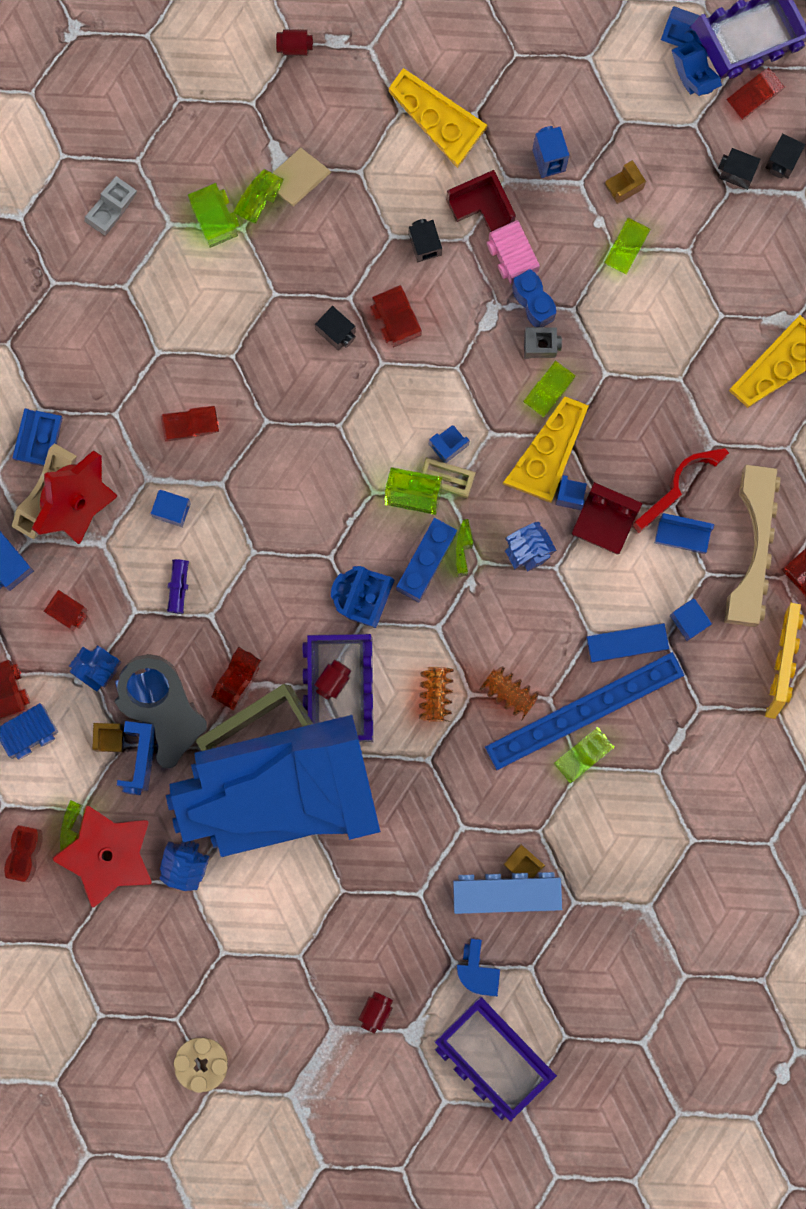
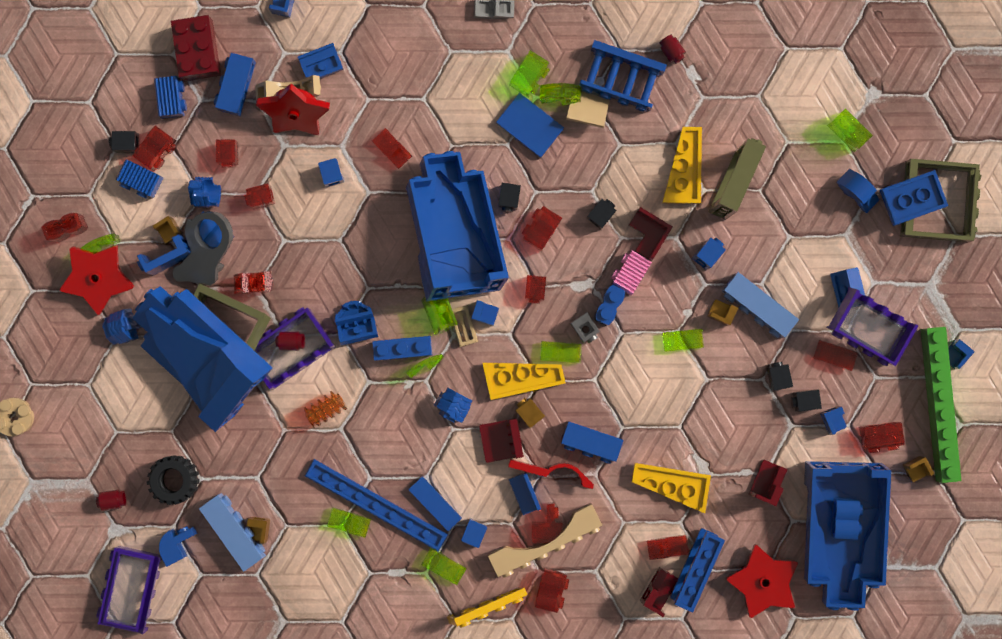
camera: 60 degrees right, 5 degrees up
(142, 607) = (259, 196): none -> clear red brick
(178, 586) = (287, 209): dark purple pin -> none
(270, 253) = (530, 125): none -> blue tile
(283, 90) = (636, 63): none -> blue fence
(334, 408) = (455, 229): none -> blue panel
(418, 939) = (157, 484): none -> black tyre
(459, 368) = (535, 289): none -> clear red brick
(490, 62) = (737, 178): none -> olive window
(509, 691) = (356, 452): clear orange piece -> none
(571, 493) = (504, 408): blue panel -> none
(595, 467) = (529, 412): none -> pearl gold brick
(645, 137) = (759, 305): none -> medium blue brick
(674, 421) = (591, 442): none -> blue brick
(694, 69) = (824, 307): blue brick -> none
(706, 680) = (443, 566): none -> clear neon green slope
(743, 532) = (547, 531): none -> clear red brick

